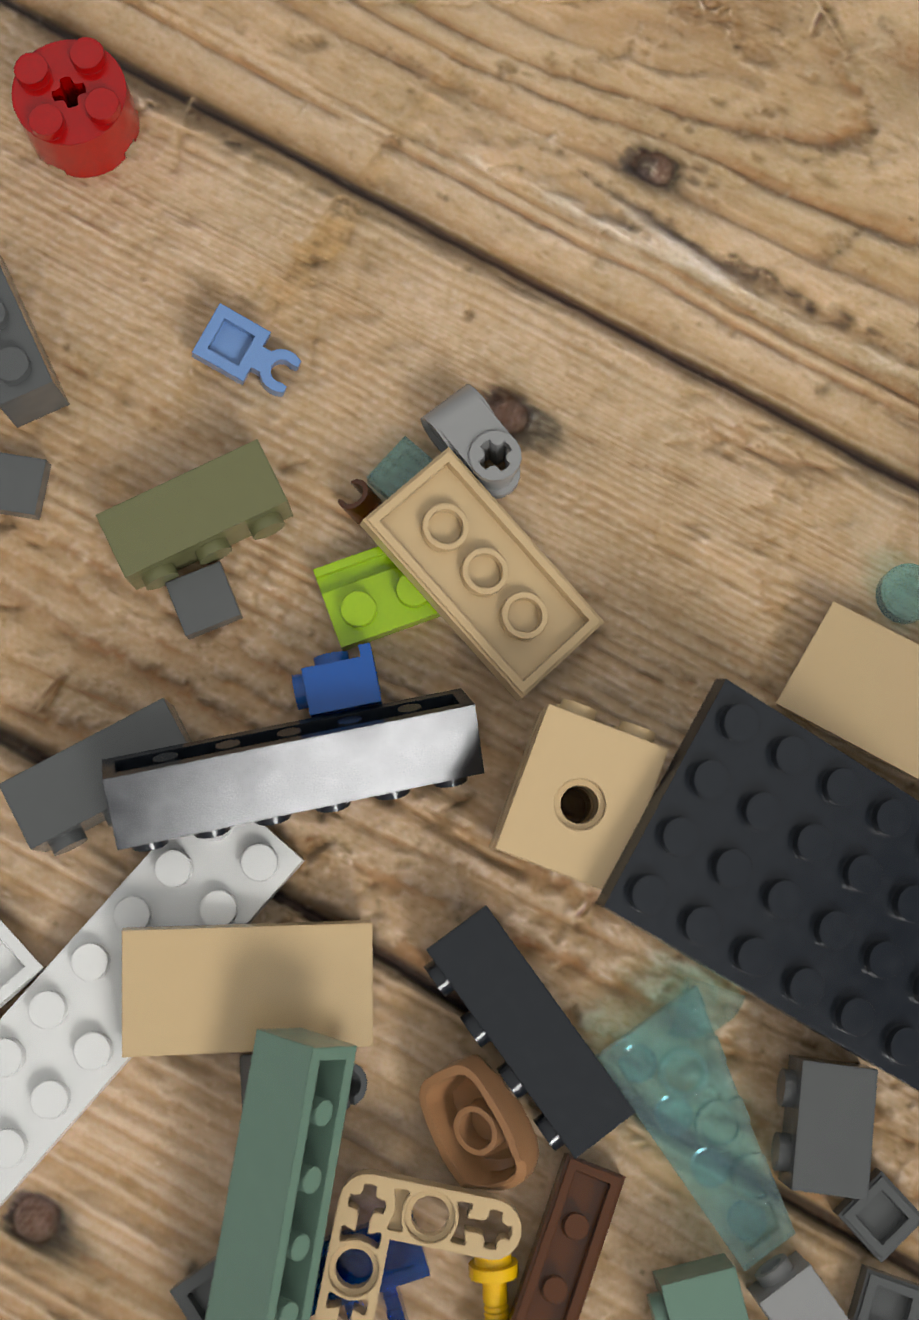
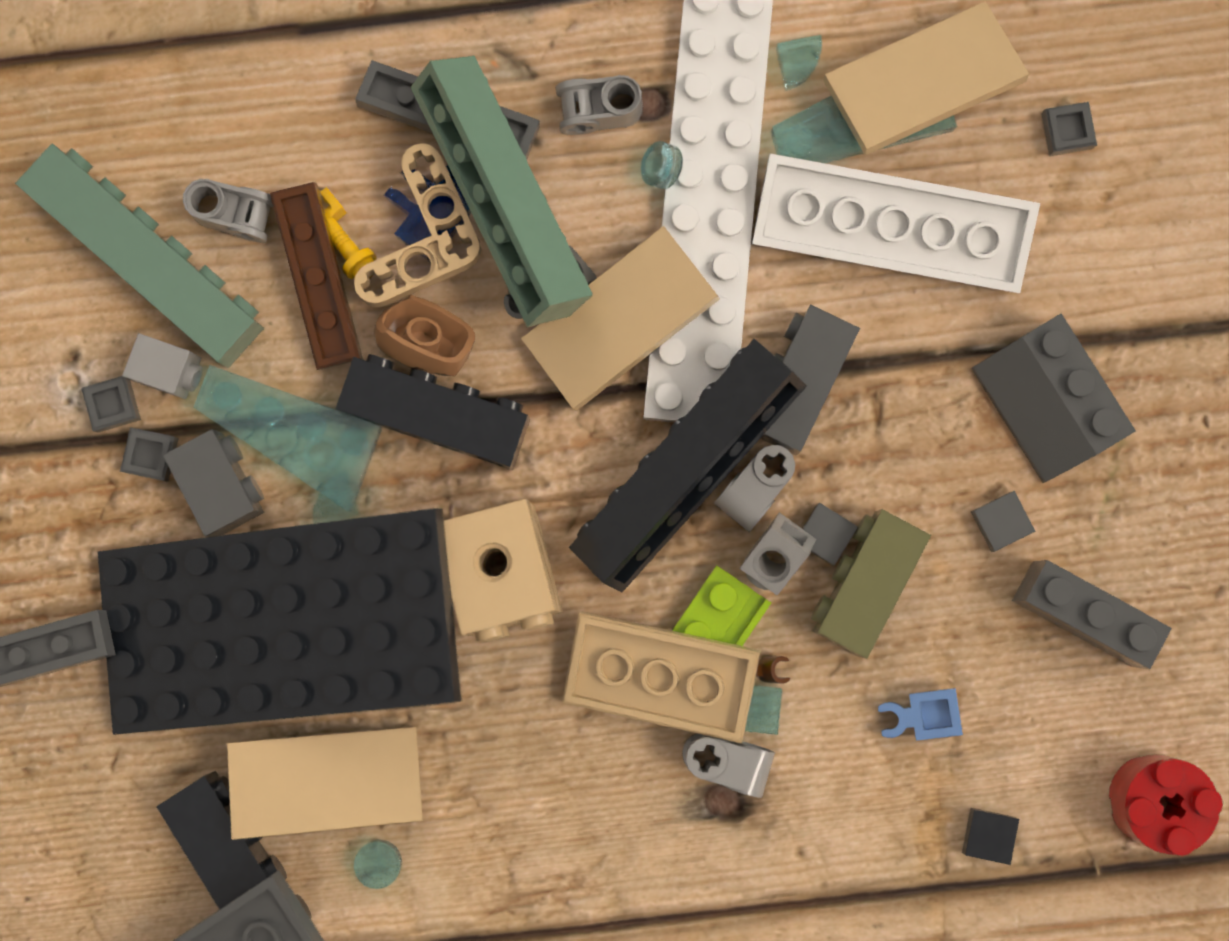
camera: 150 degrees right, 5 degrees up
(72, 1133) = (661, 165): none -> clear light blue tile
(93, 1264) = (595, 106): none -> light grey piece
(248, 695) = (752, 492): none -> light grey piece
(252, 625) = (786, 539): none -> light grey brick
(268, 198) = (990, 836): none -> black tile
(338, 683) = (700, 540): blue brick -> none

